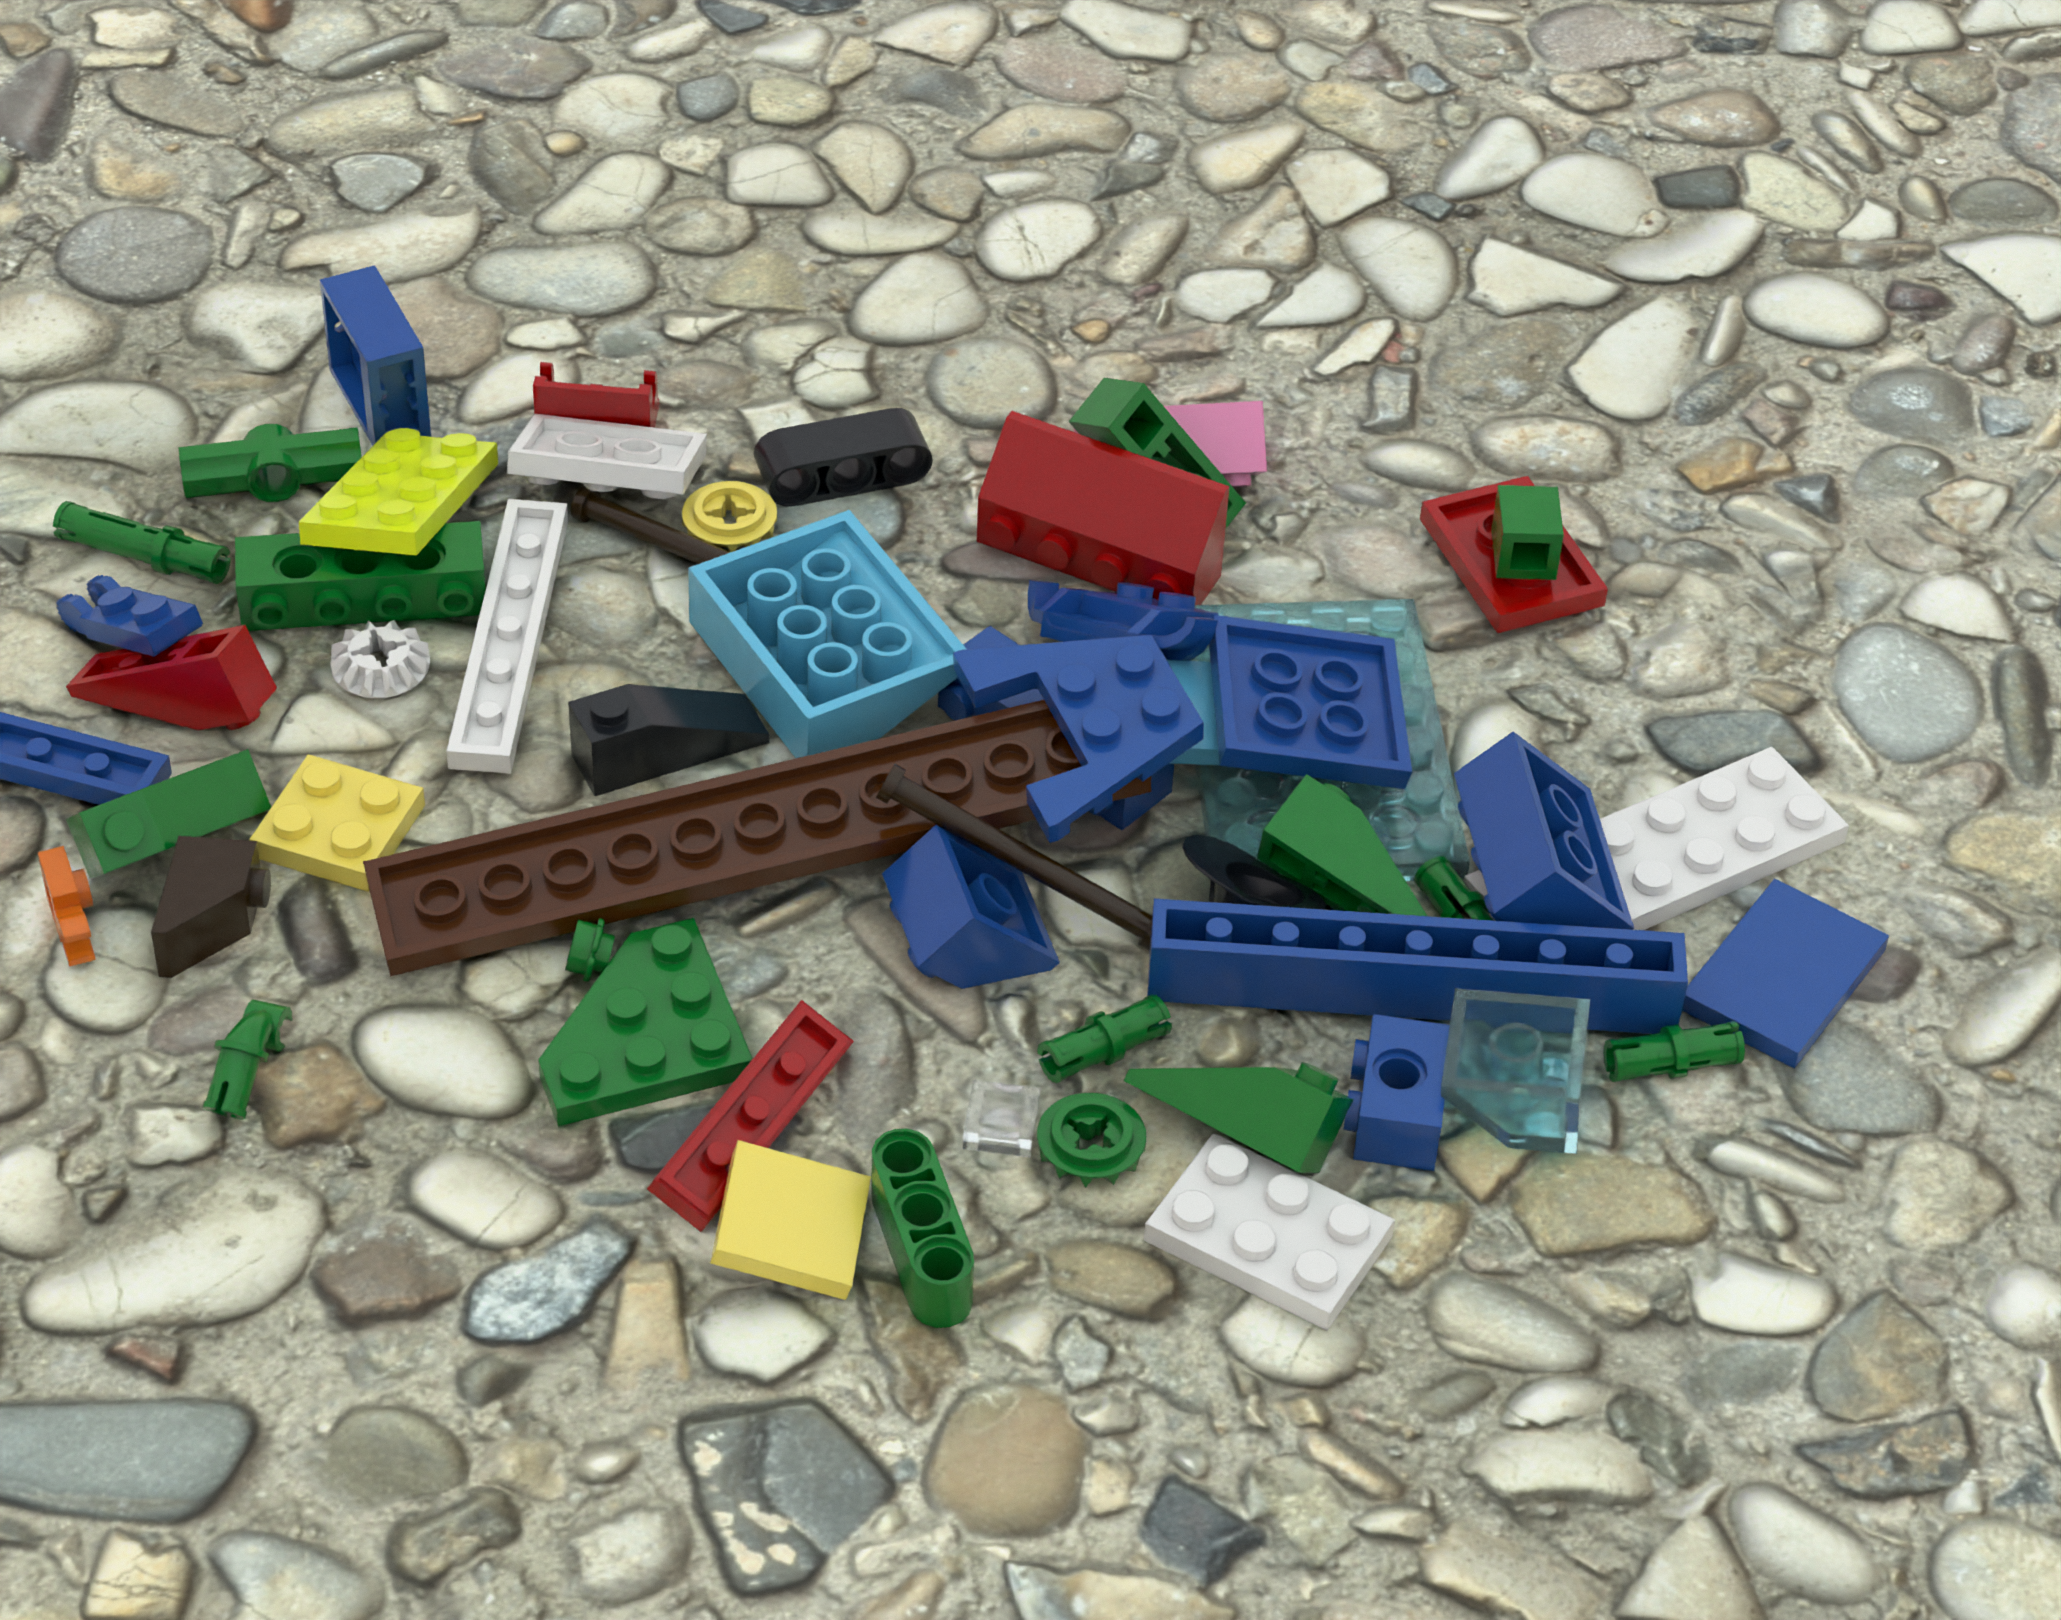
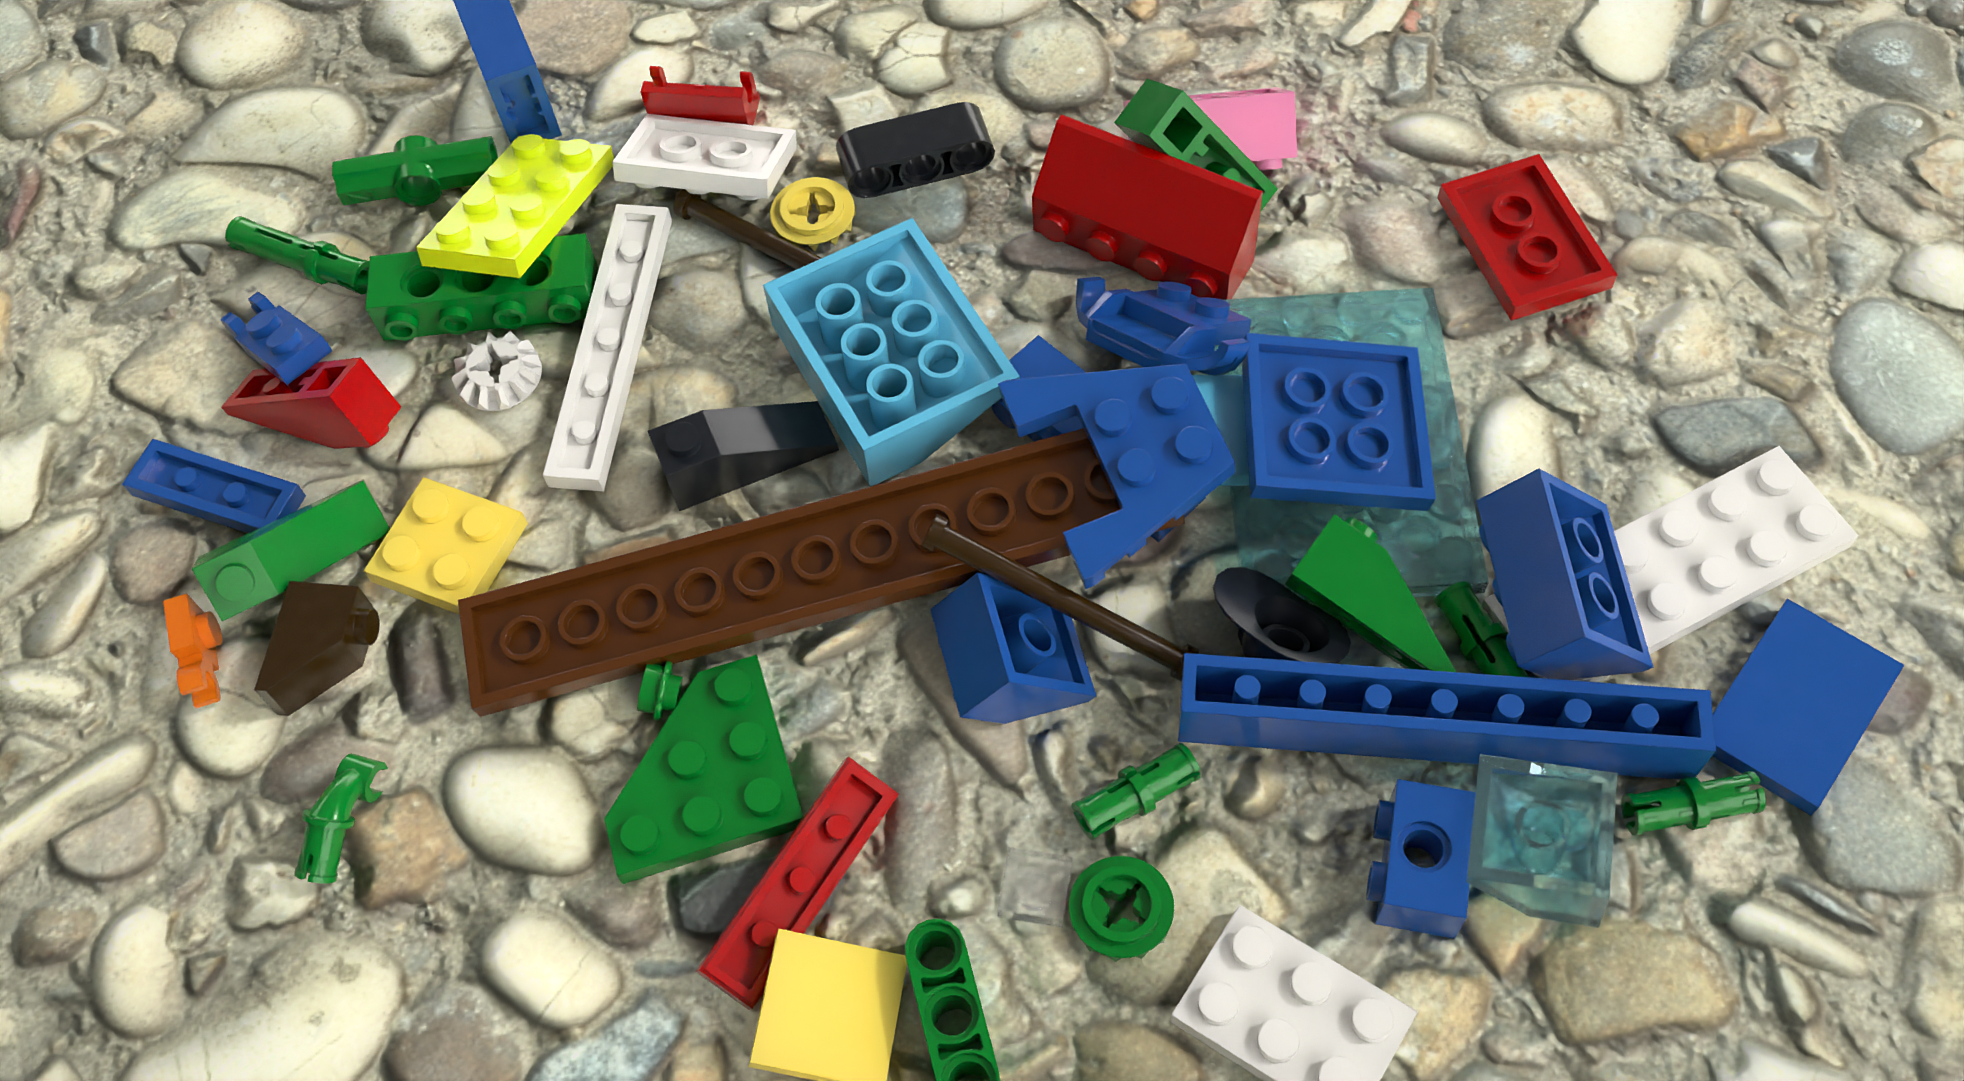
camera: 10 degrees right, 15 degrees up
(1270, 1109) = (1283, 882): green slope -> none
(1527, 532) = (1543, 221): green brick -> none

